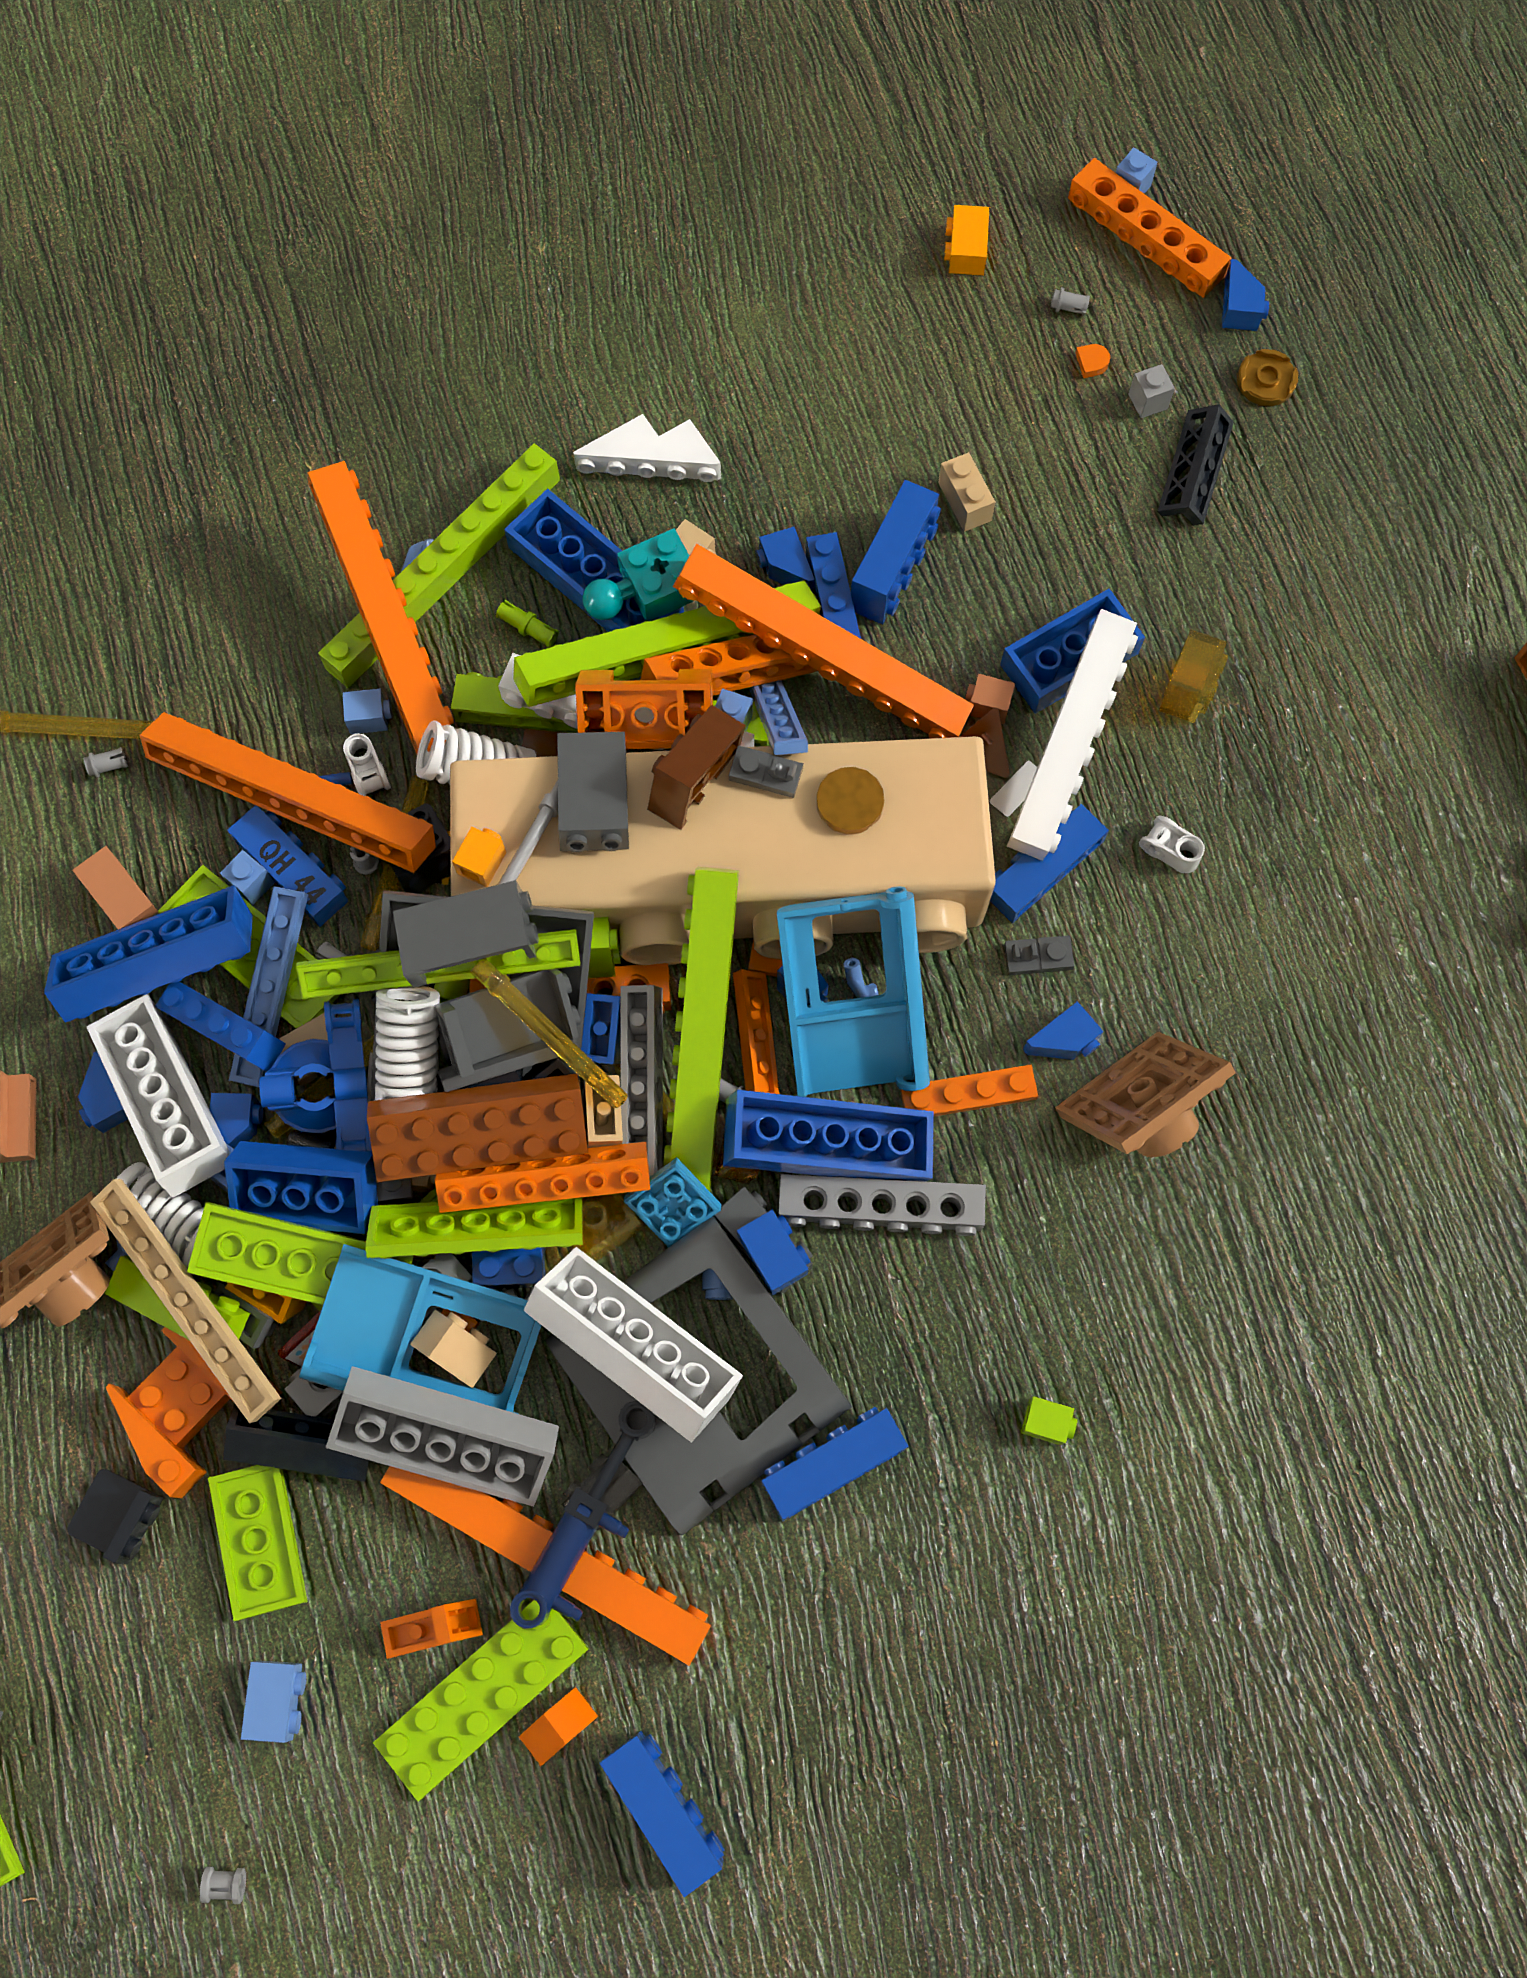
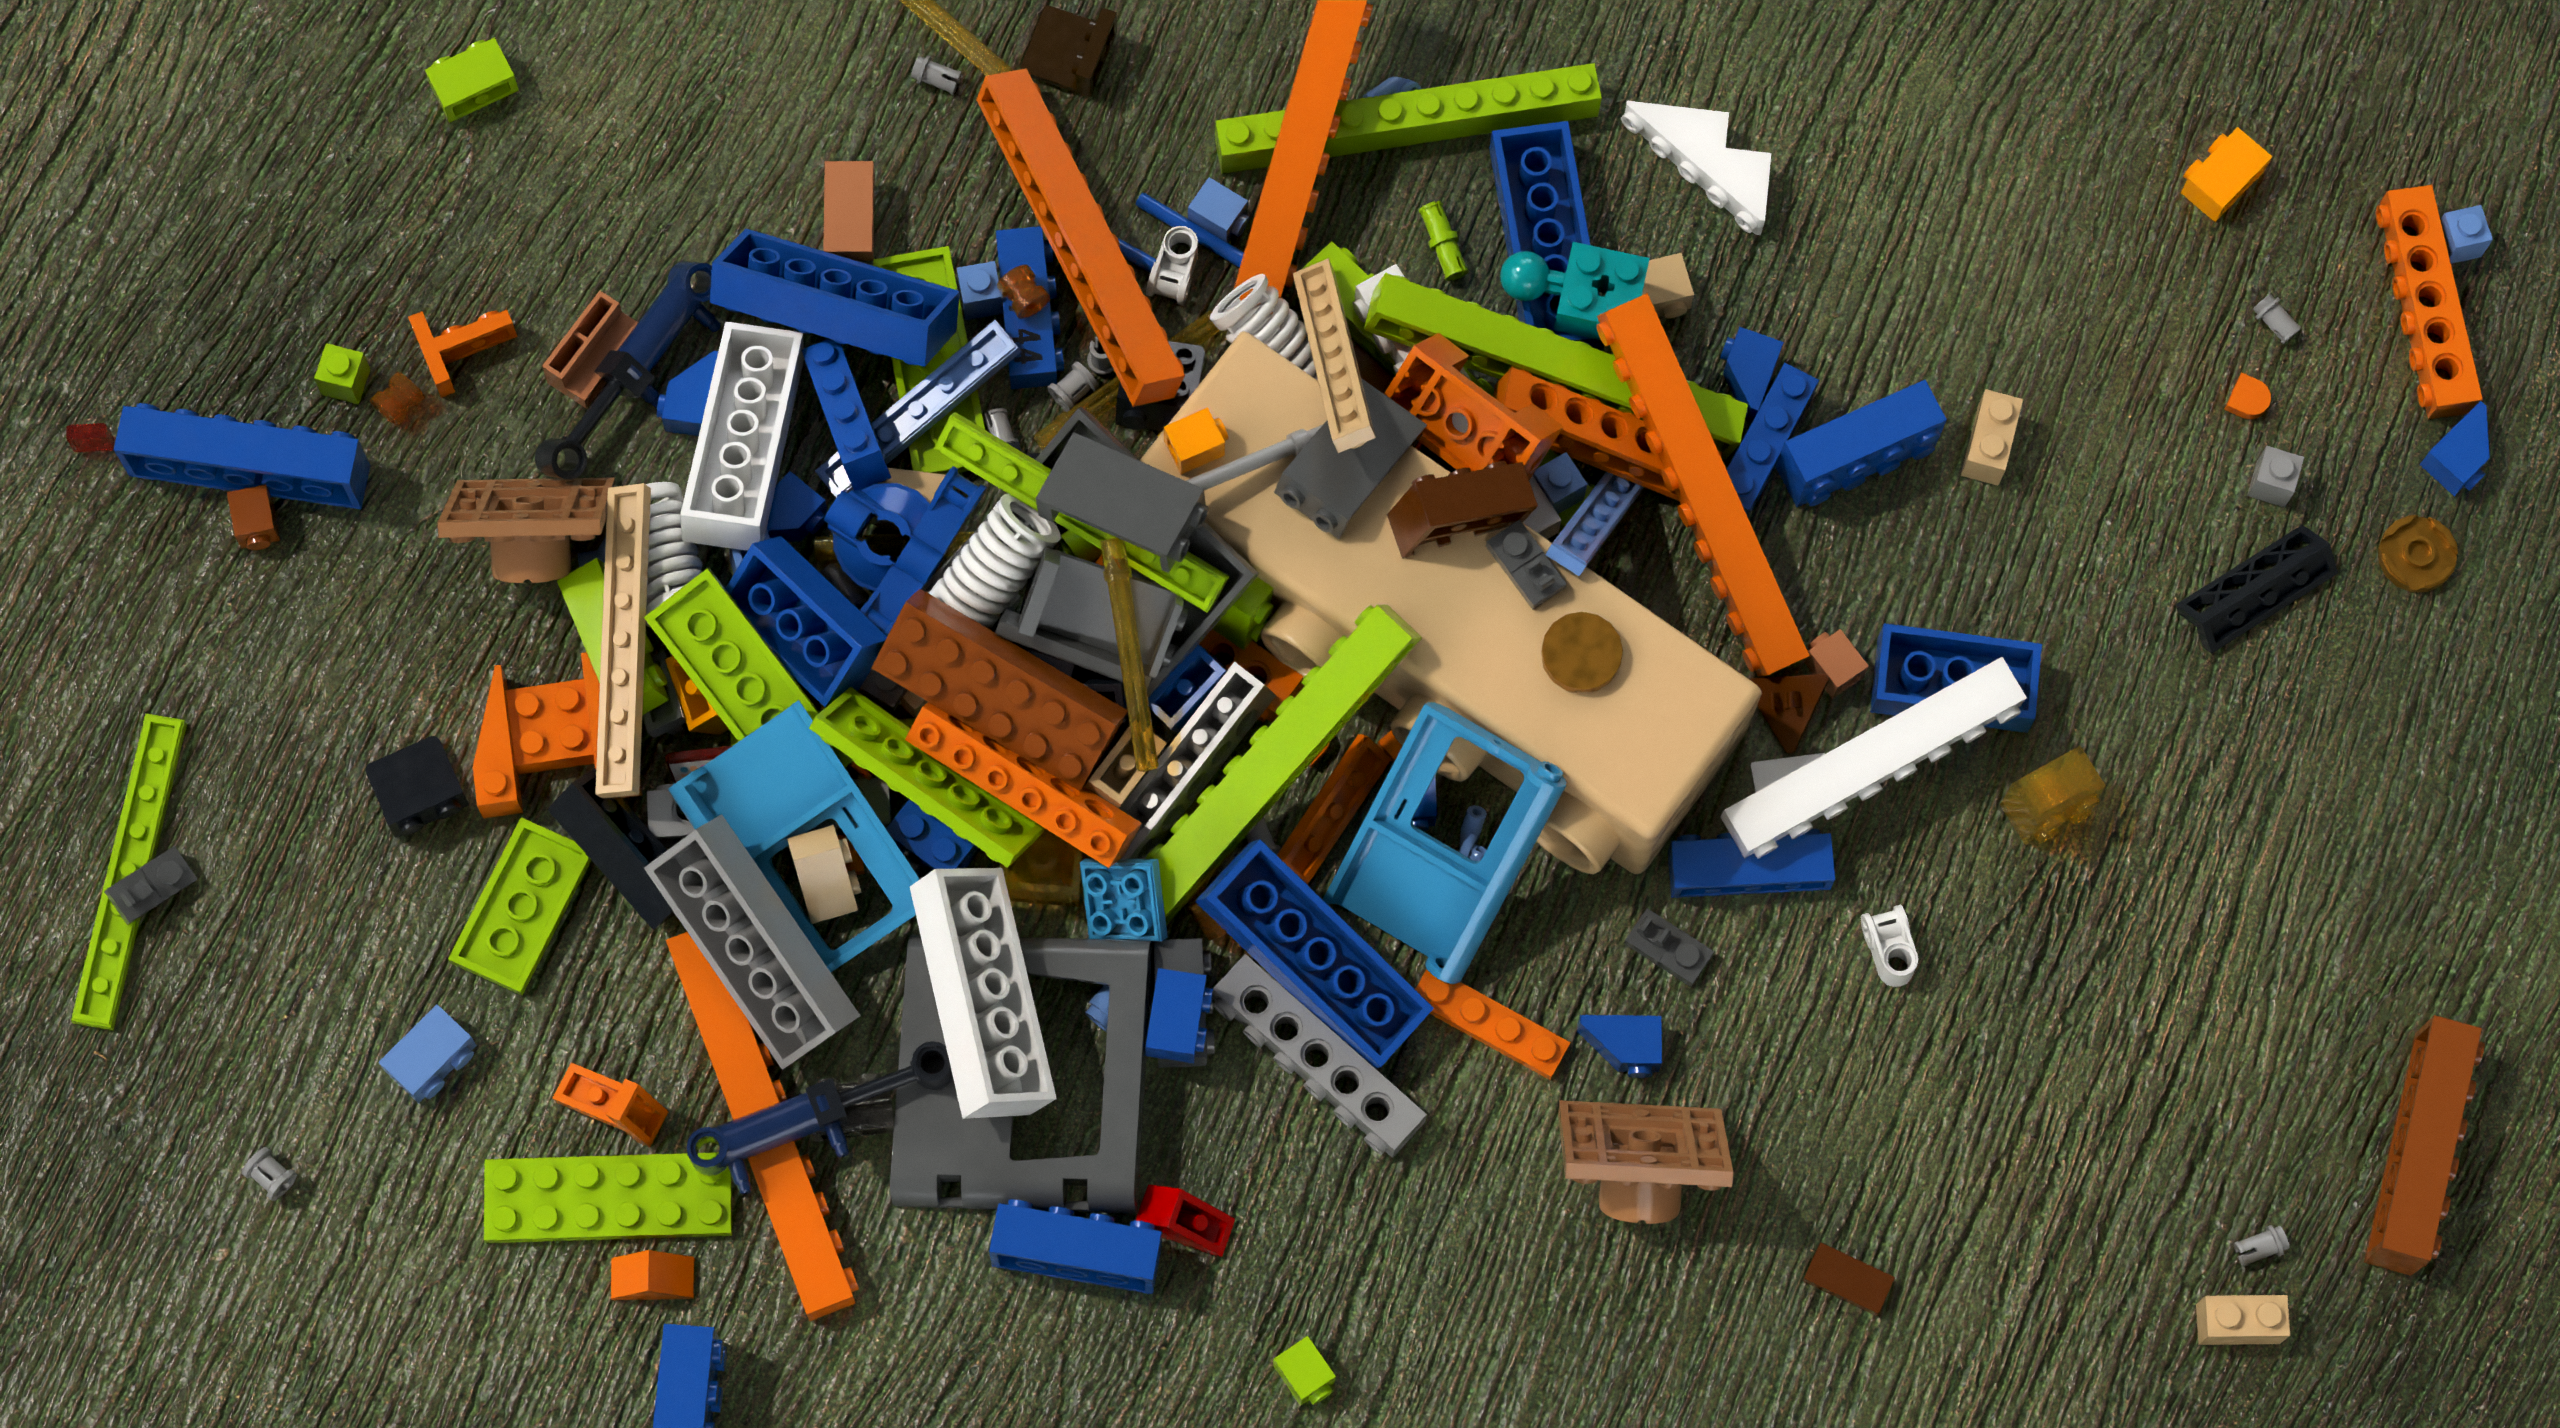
camera: 35 degrees right, 0 degrees up
(42, 1104) = (630, 366): none -> piece
(183, 680) = (1070, 49): none -> dark brown bracket
(278, 854) = (1021, 288): none -> clear orange wheel
(336, 739) = (1204, 237): none -> blue bar
(360, 893) = (1073, 386): none -> light grey bush
(528, 735) = (1334, 356): none -> tan plate
(885, 1384) = (1186, 1219): none -> red slope
(1326, 1075) = (1848, 1279): none -> reddish brown tile

